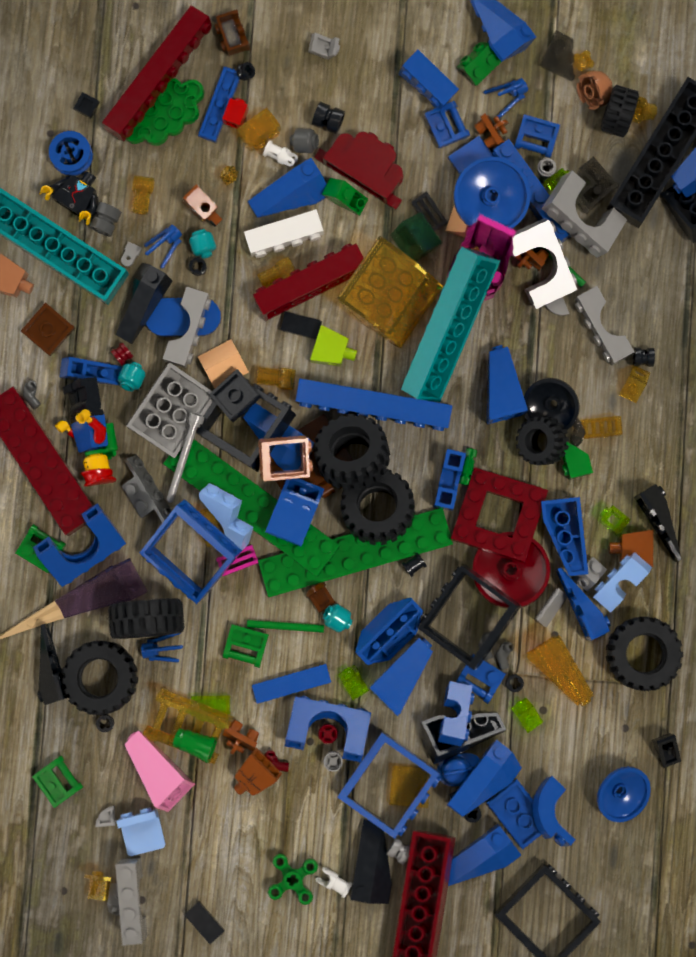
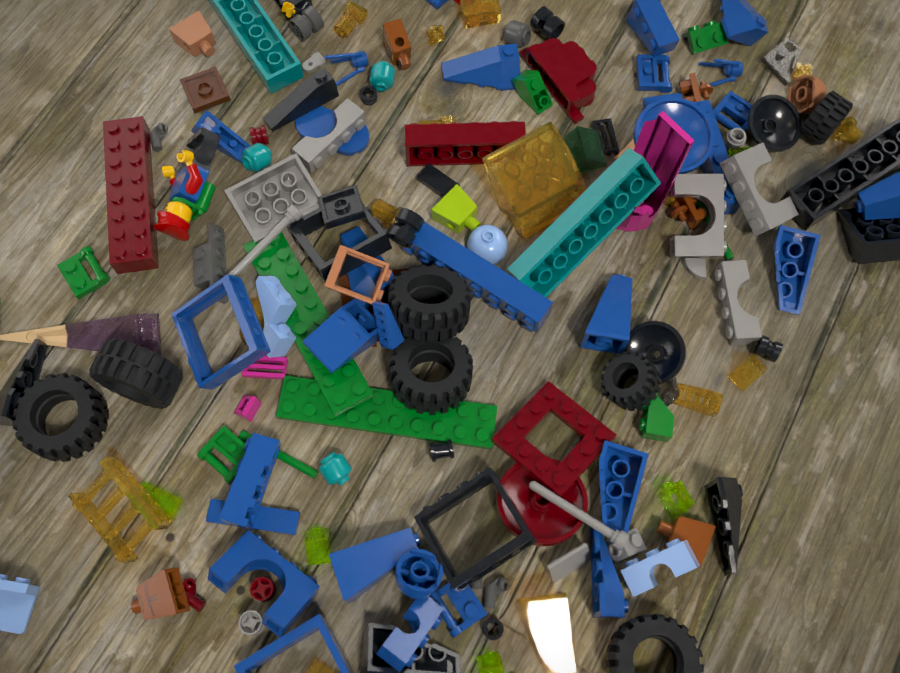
camera: 20 degrees right, 15 degrees down
(68, 567) = (93, 296): blue arch -> none
(106, 729) = (35, 466): black bush -> none
(150, 649) = (132, 414): blue plant -> none
(159, 774) = (60, 547): bright pink slope -> none
(195, 744) = (114, 531): green plant -> none
(222, 362) = (346, 177): light nougat slope -> none
(240, 600) = (247, 407): none -> dark pink slope
(248, 741) = (163, 541): dark orange hips -> none
(279, 659) = (250, 481): none -> blue wedge
(280, 154) = (491, 38): white piece -> none
(284, 233) = (461, 98): white brick -> none
(303, 397) = (405, 227): none -> black wheel
(320, 596) = (328, 439): reddish brown tile -> none
(328, 490) = (387, 327): none -> blue slope
(371, 368) = (488, 243): none -> light blue cylinder
(389, 631) = (382, 508): blue wedge -> none
(442, 670) = (418, 574): none -> blue cylinder
(449, 479) = (517, 381): blue arch -> none
(468, 466) = (541, 377): green axle -> none
(580, 575) = (617, 538): none -> light grey piece
(585, 135) = (780, 118): none -> black dish
(598, 185) = (777, 174): clear smoke brick -> none
(637, 265) = (794, 261): none -> blue wedge

